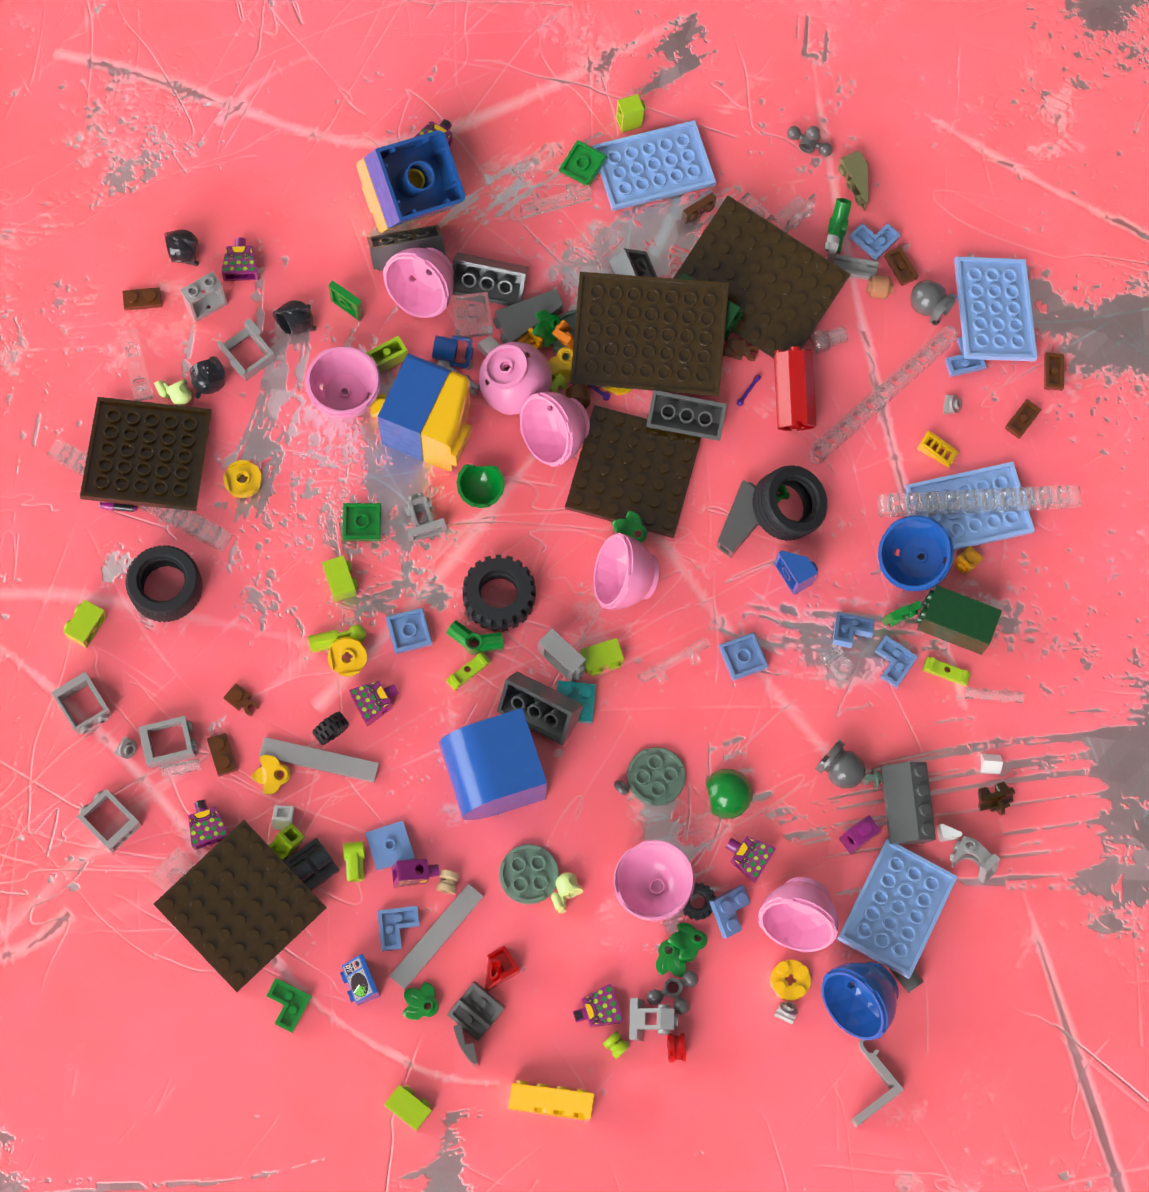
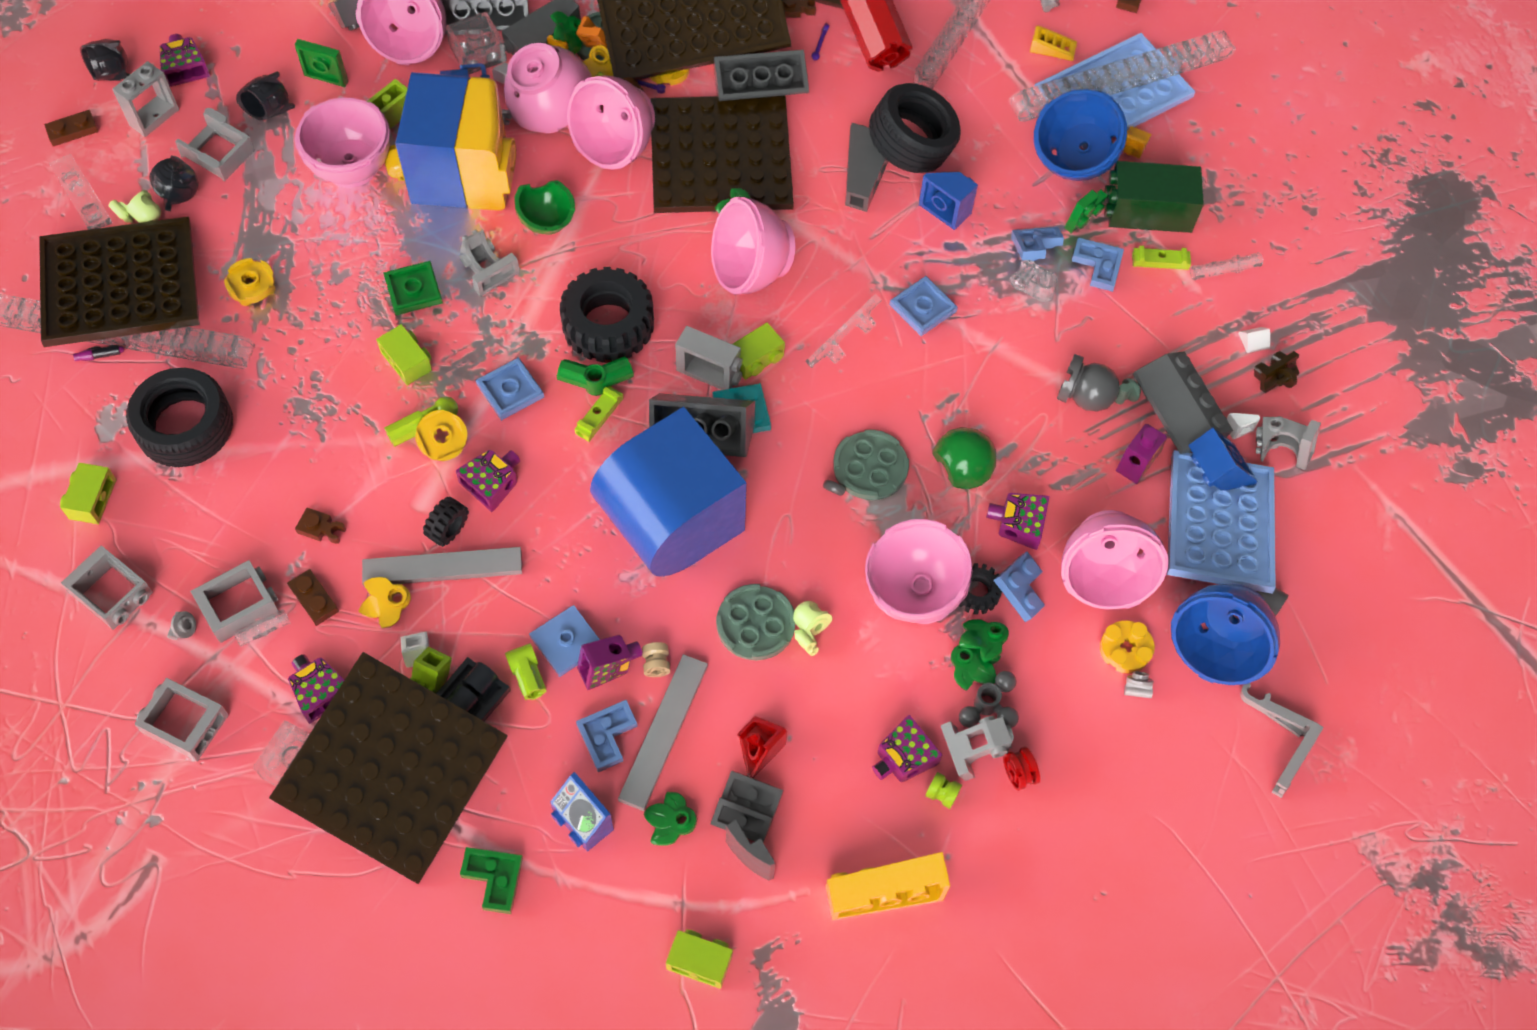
camera: 15 degrees left, 10 degrees down
(916, 862) = (1221, 461): none -> blue slope

